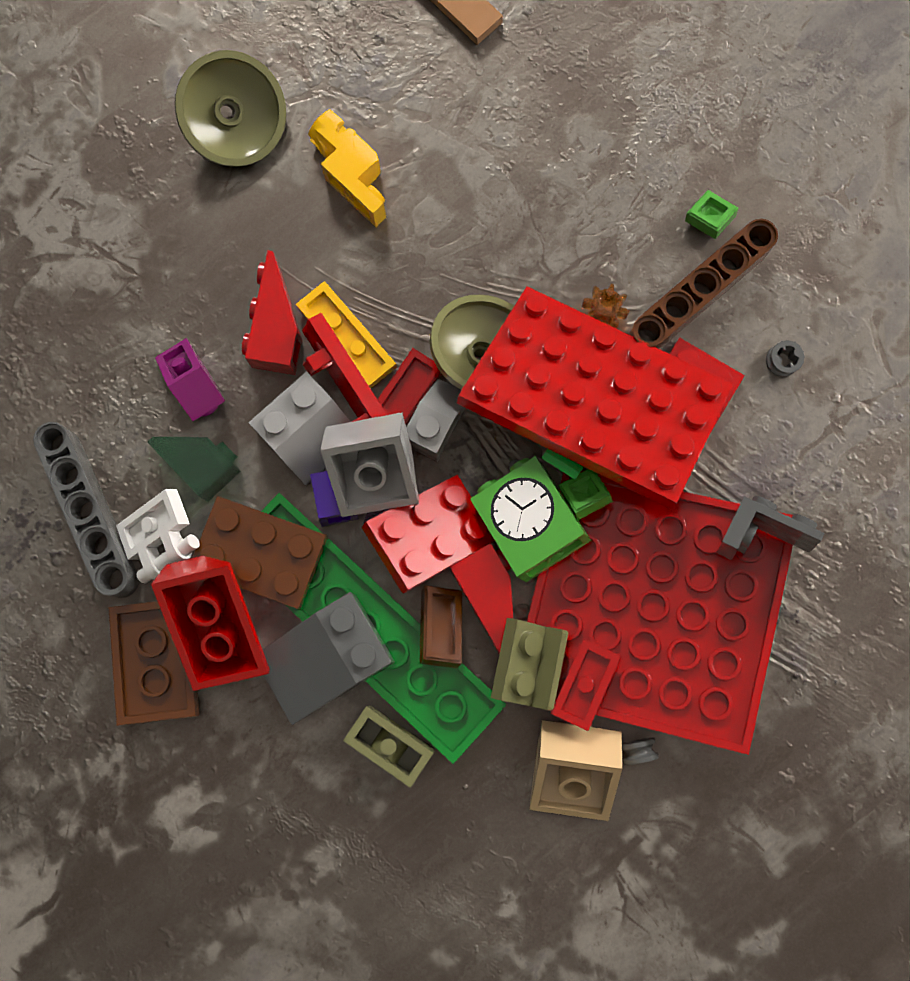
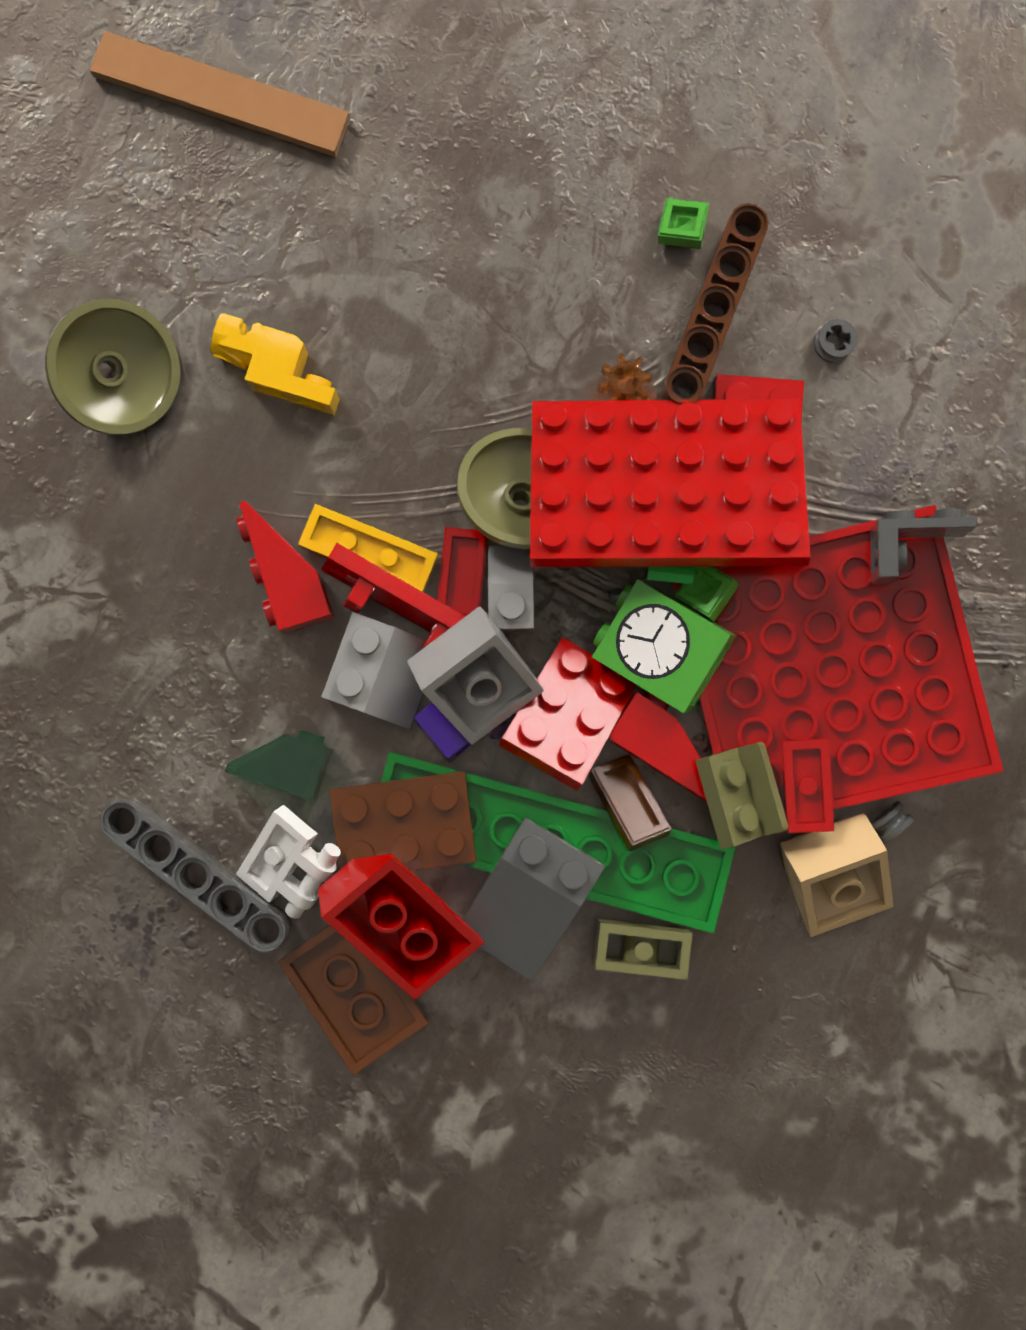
camera: 35 degrees left, 5 degrees up
(189, 380) = (228, 682): magenta slope -> none

